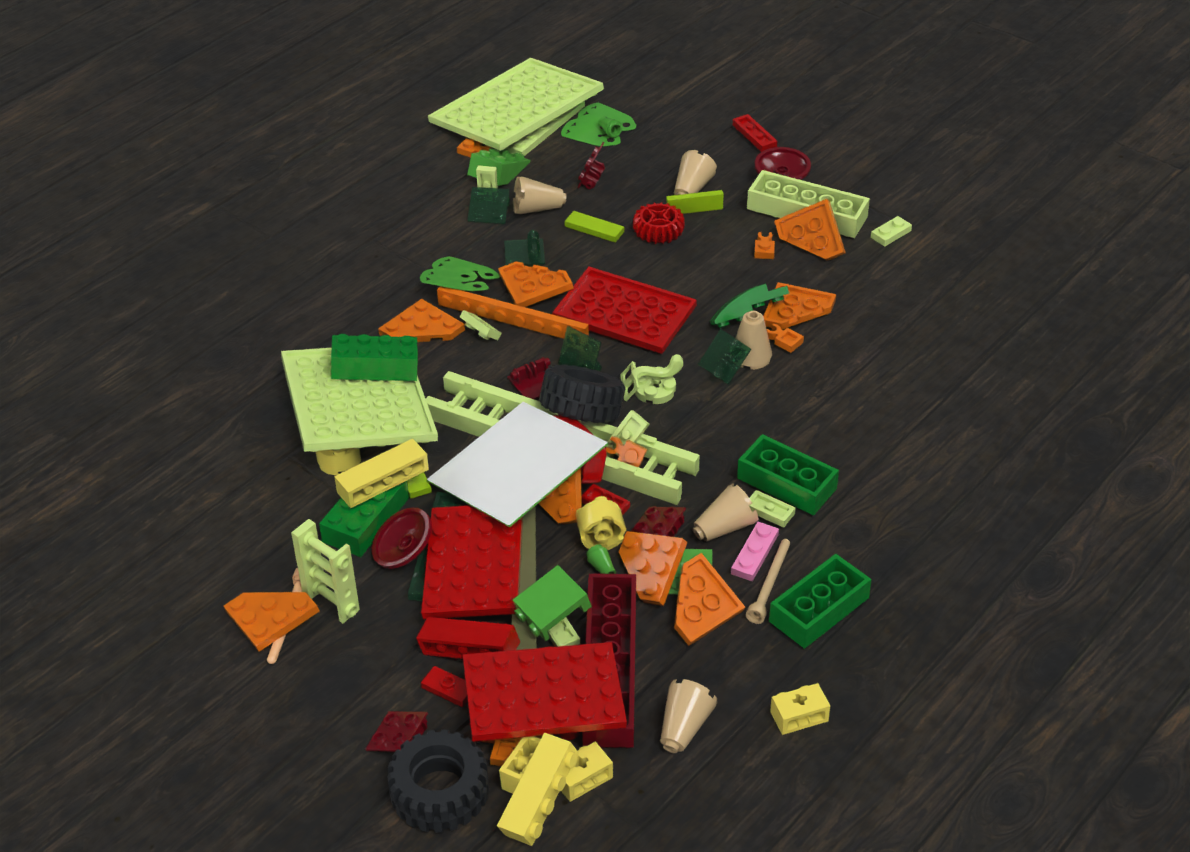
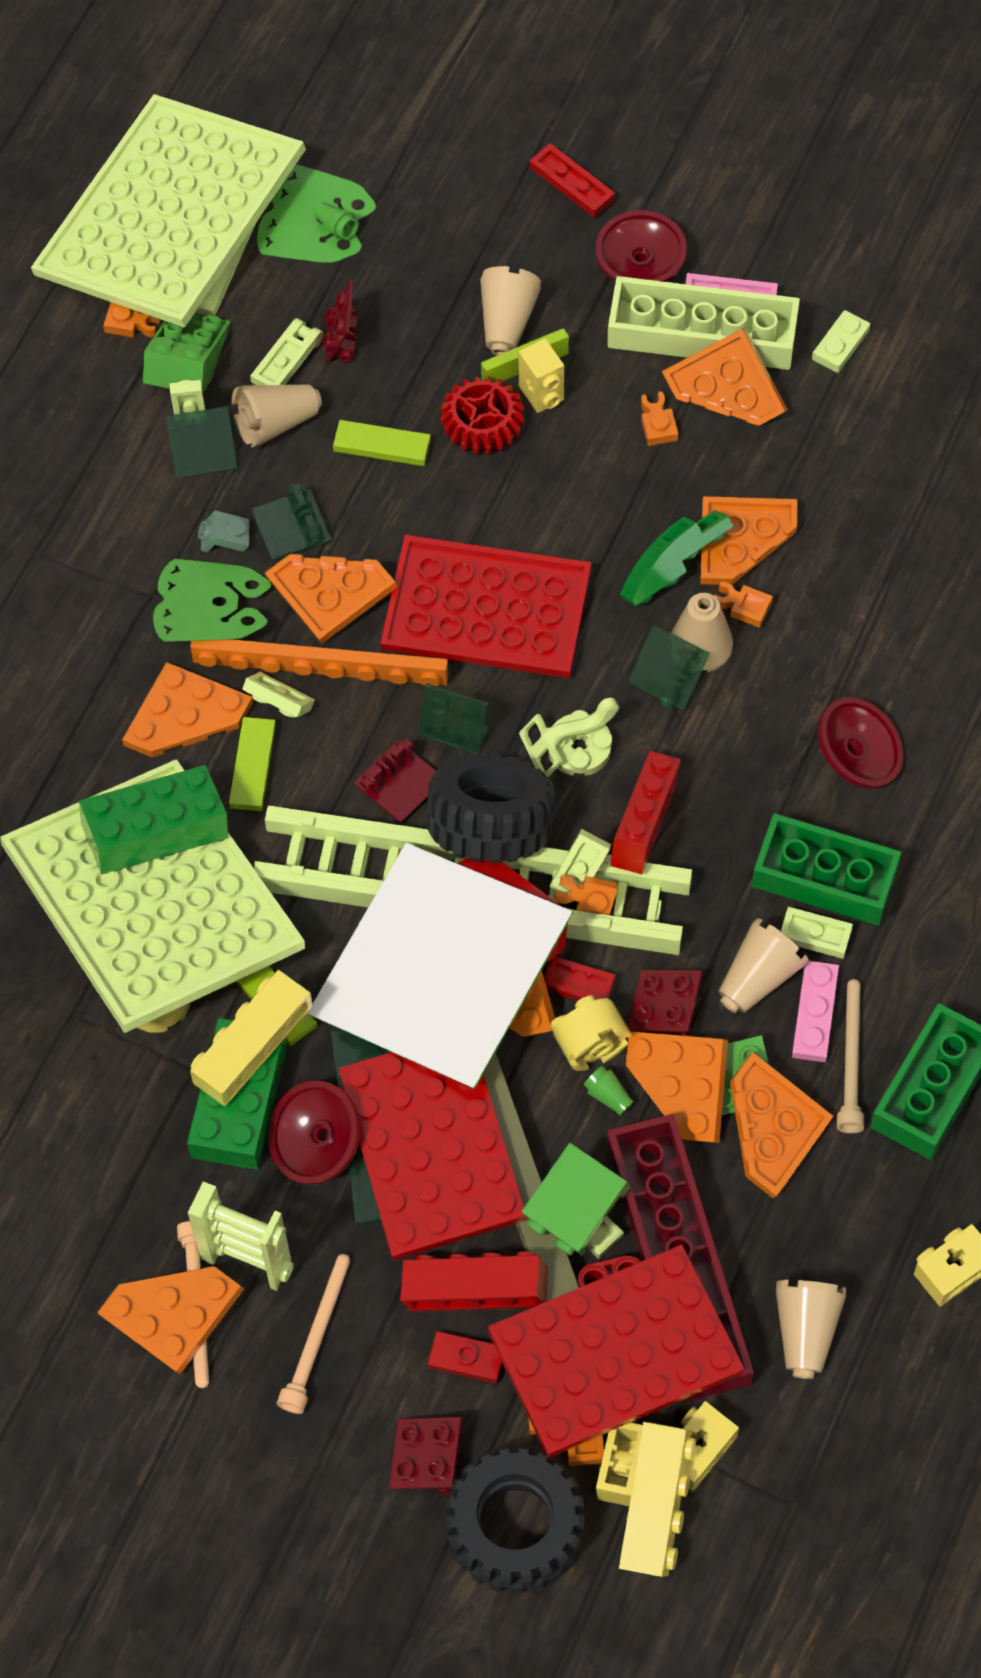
camera: 15 degrees left, 20 degrees up
(325, 680) = (294, 1397): none -> light nougat piece
(450, 355) = (252, 764): none -> lime tile
(483, 245) = (224, 531): none -> sand green bracket
(559, 175) = (287, 354): none -> yellowish green plate
(680, 418) = (645, 812): none -> red brick
(700, 208) = (541, 375): none -> light yellow brick
(832, 415) = (860, 743): none -> dark red dish

